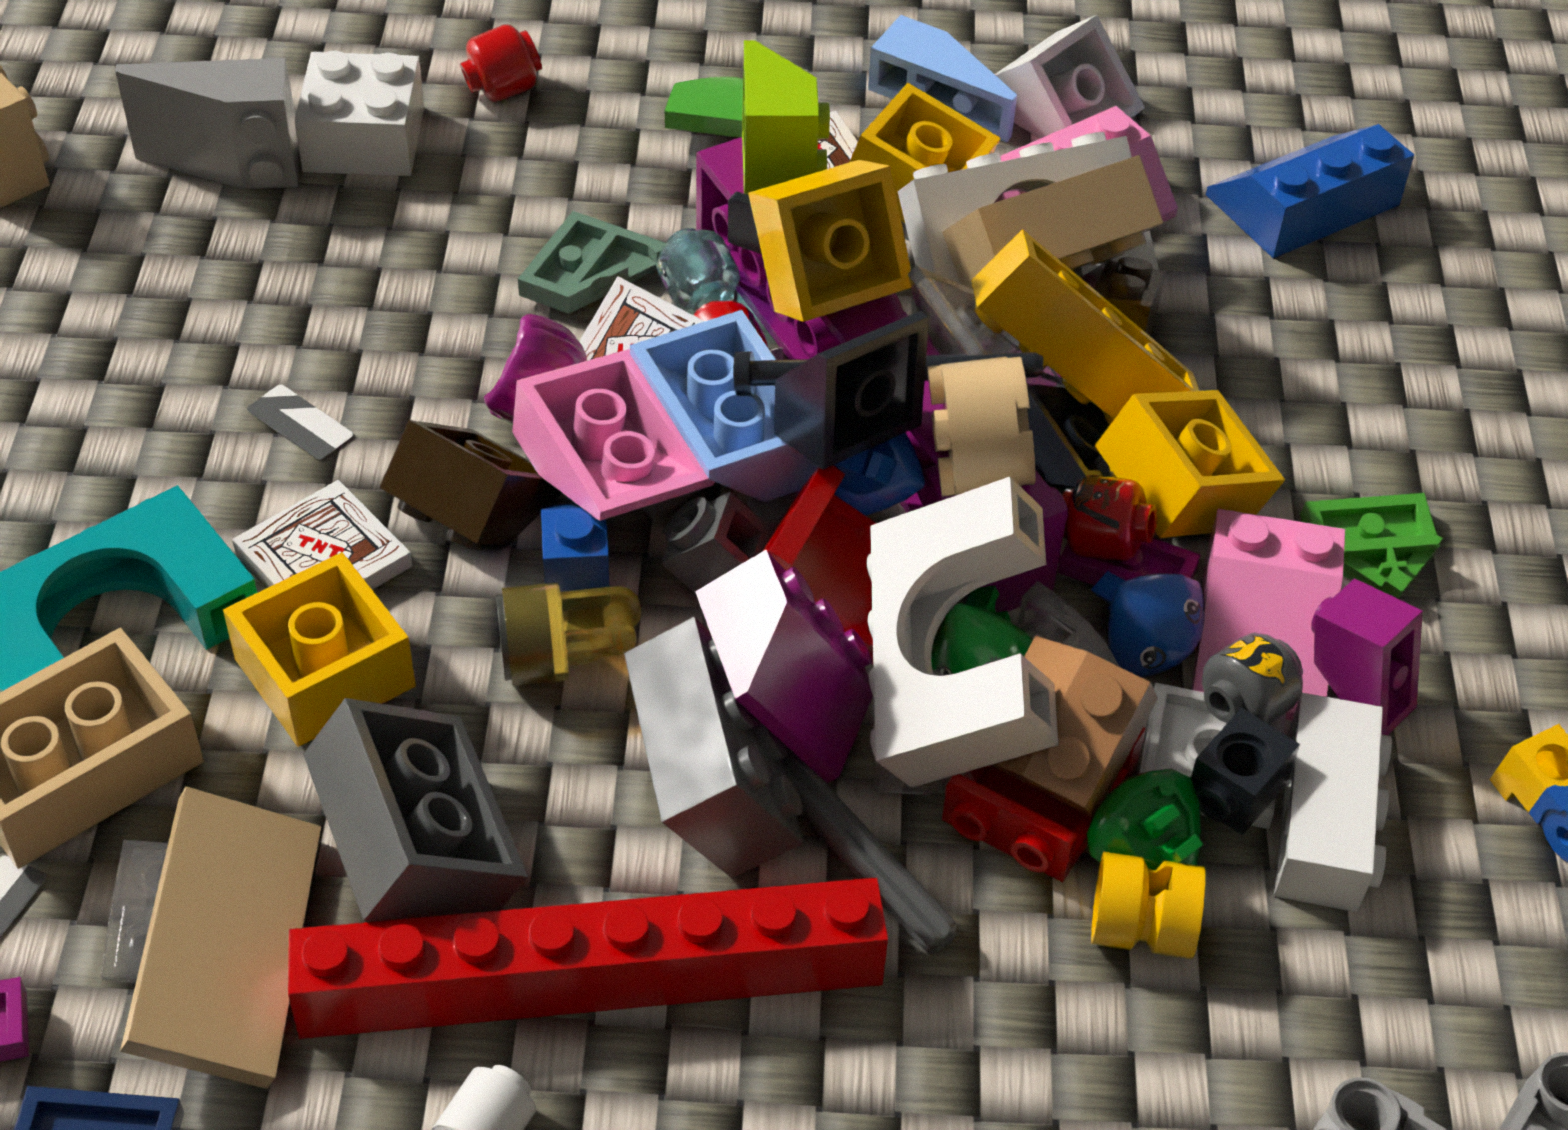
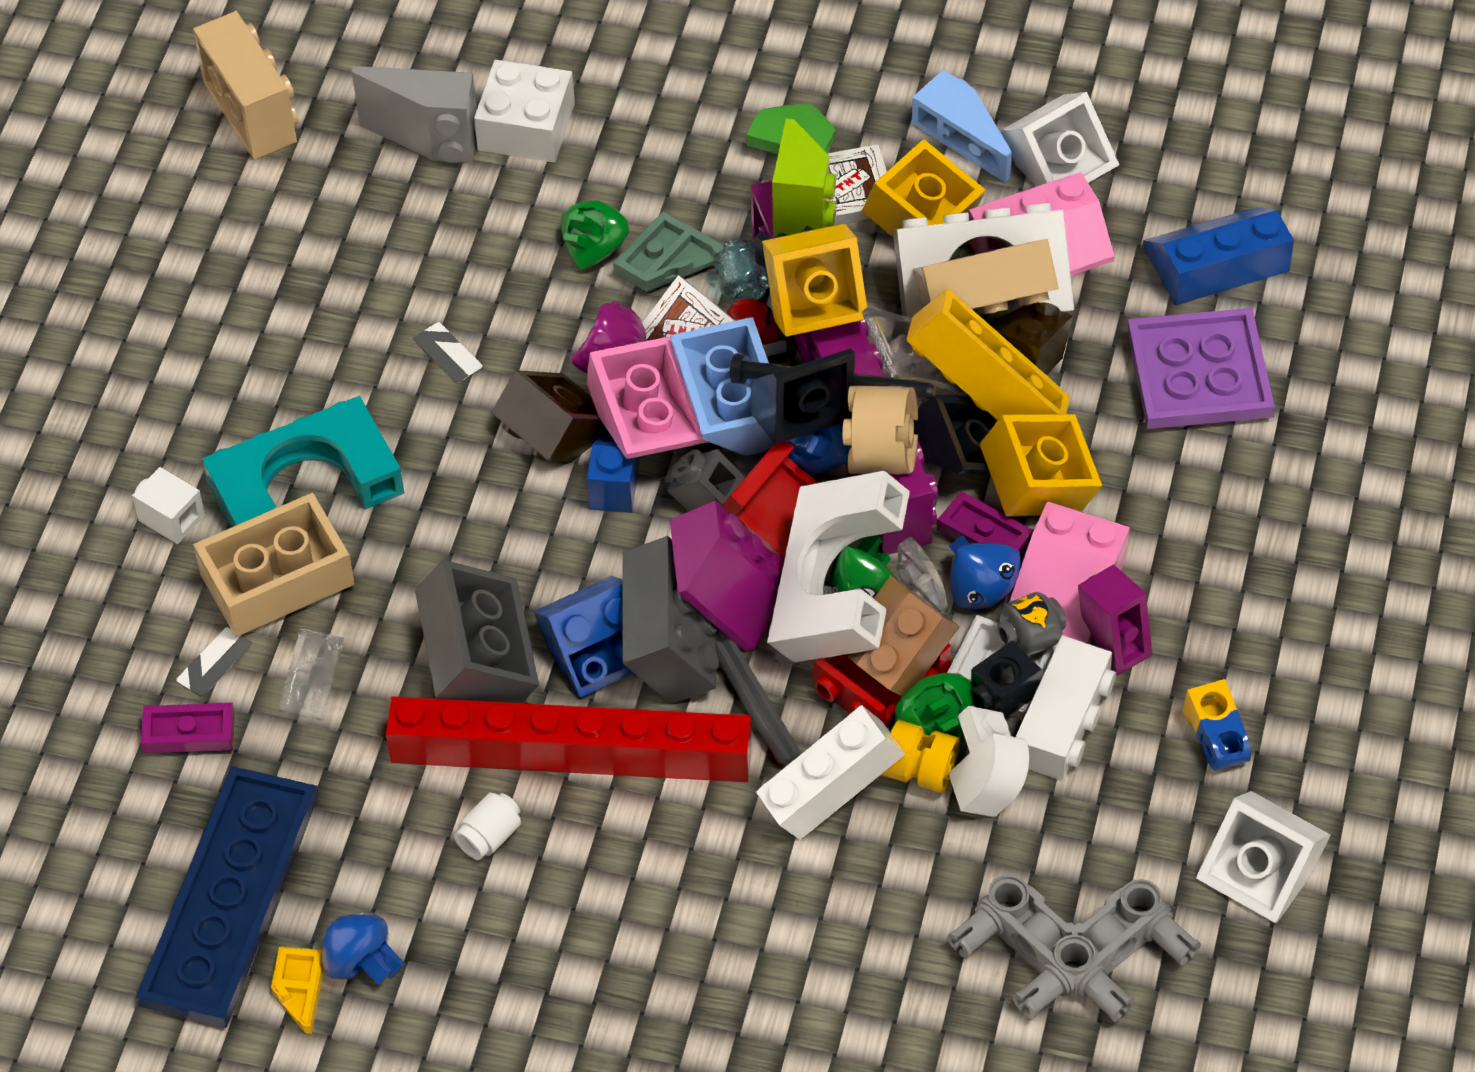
camera: 15 degrees right, 5 degrees up
(219, 939) = (351, 694): tan tile -> none
(317, 644) = (436, 519): yellow brick -> none
(318, 529) = (448, 452): white tile -> none
(482, 243) = (593, 232): none -> green piece
(501, 63) = (635, 77): red head -> none
(555, 629) = (586, 527): clear yellow piece -> none
(588, 789) = (587, 635): none -> blue slope
(1028, 951) = (830, 772): none -> white brick
(1108, 518) = (969, 498): red head -> none
(1274, 902) = (995, 767): none -> white brick
(1342, 325) = (1200, 368): none -> medium lavender plate
(1385, 537) = (1166, 533): bright green slope -> none

